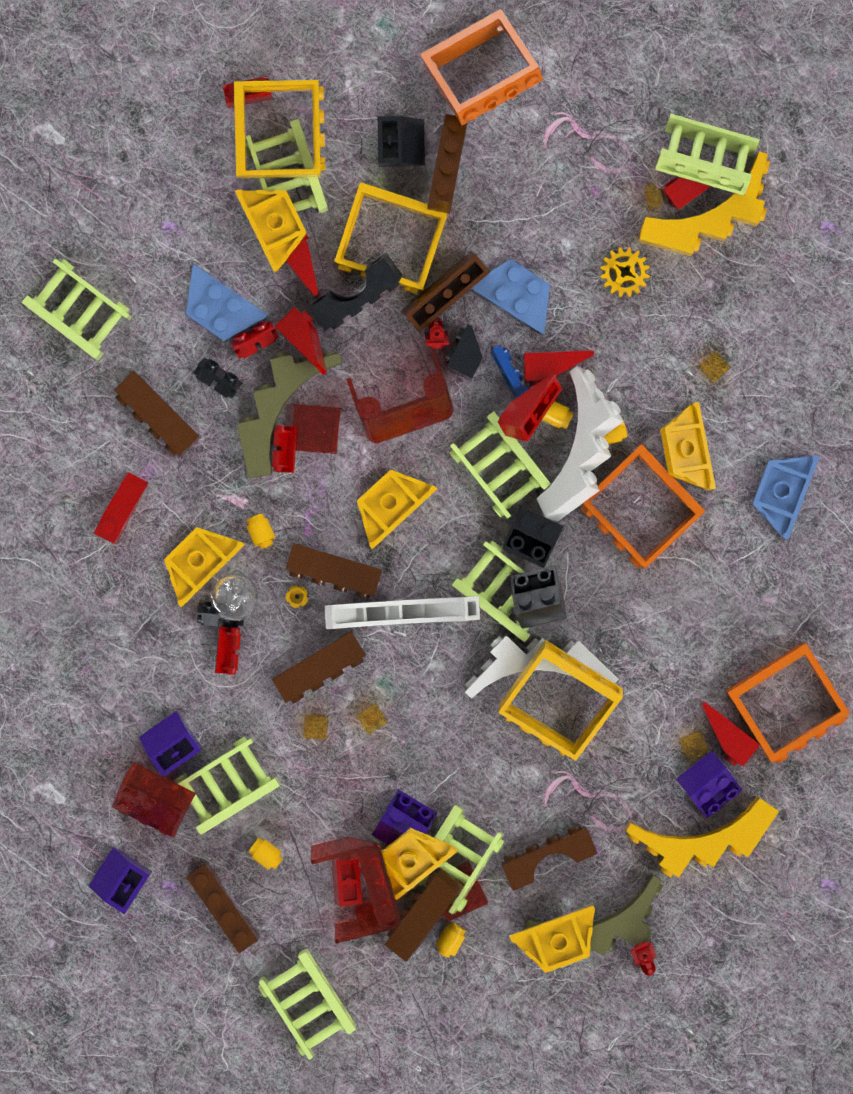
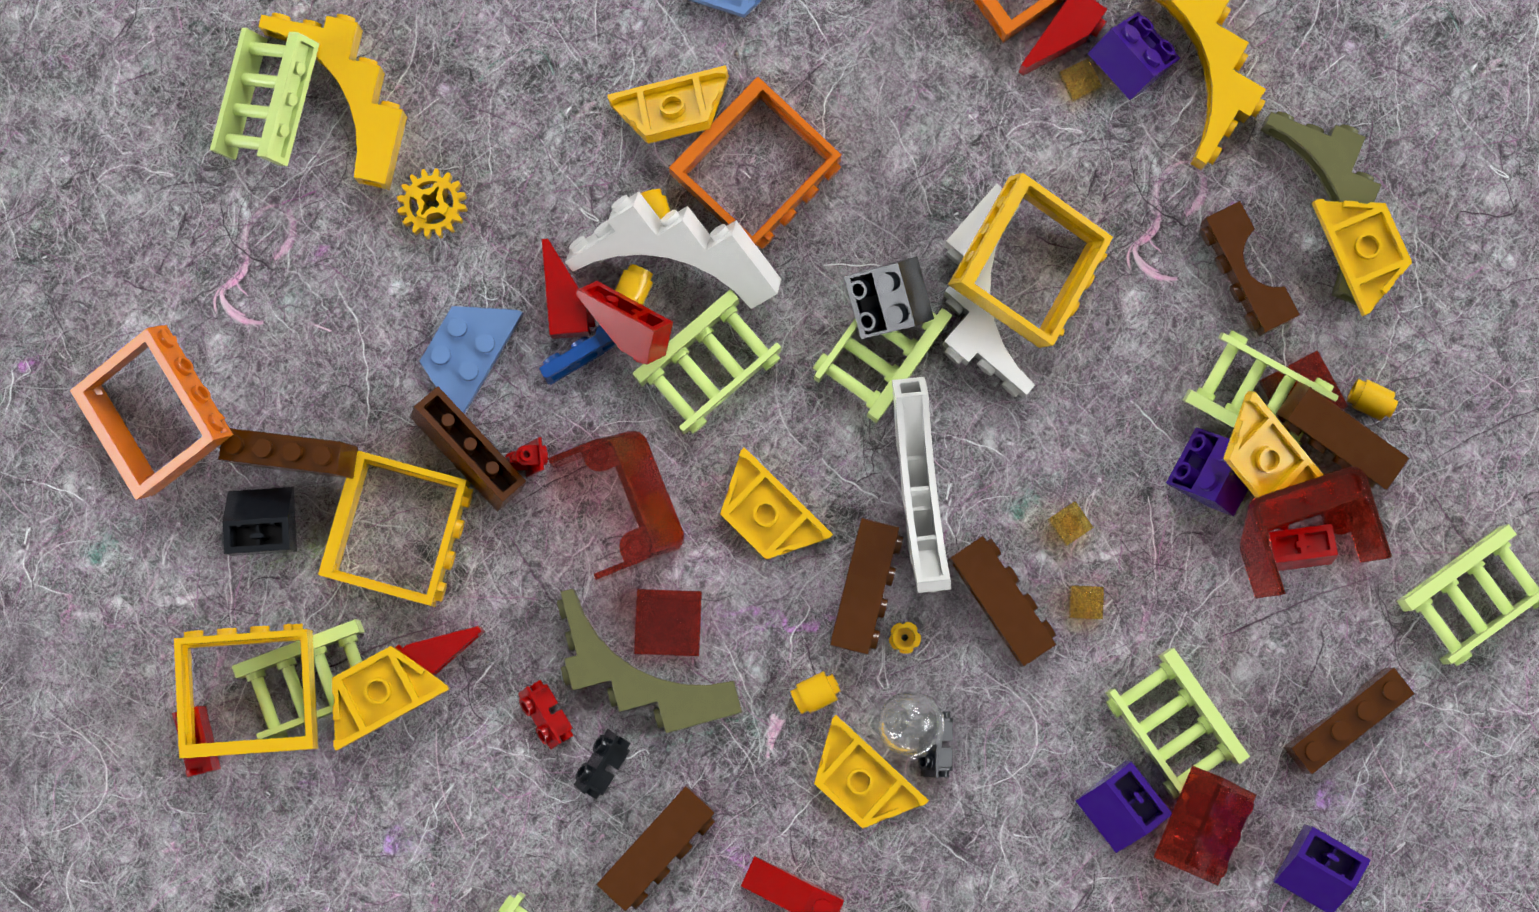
camera: 90 degrees left, 5 degrees down
(219, 307) = (501, 767): medium blue wing -> none
(226, 650) = (975, 731): red hinge -> none
(265, 854) = (1269, 663): yellow brick -> none
(284, 456) = (703, 662): red hinge -> none
(303, 336) = (537, 645): red slope -> none
(333, 308) = (497, 605): black arch -> none
(467, 355) = (555, 413): black slope -> none
(532, 537) = (804, 311): black slope -> none
(643, 955) = (1379, 129): red hinge -> none
(653, 197) = (326, 170): clear yellow plate -> none
(682, 191) = (316, 130): red hinge -> none
(714, 367) = (558, 76): clear yellow tile -> none

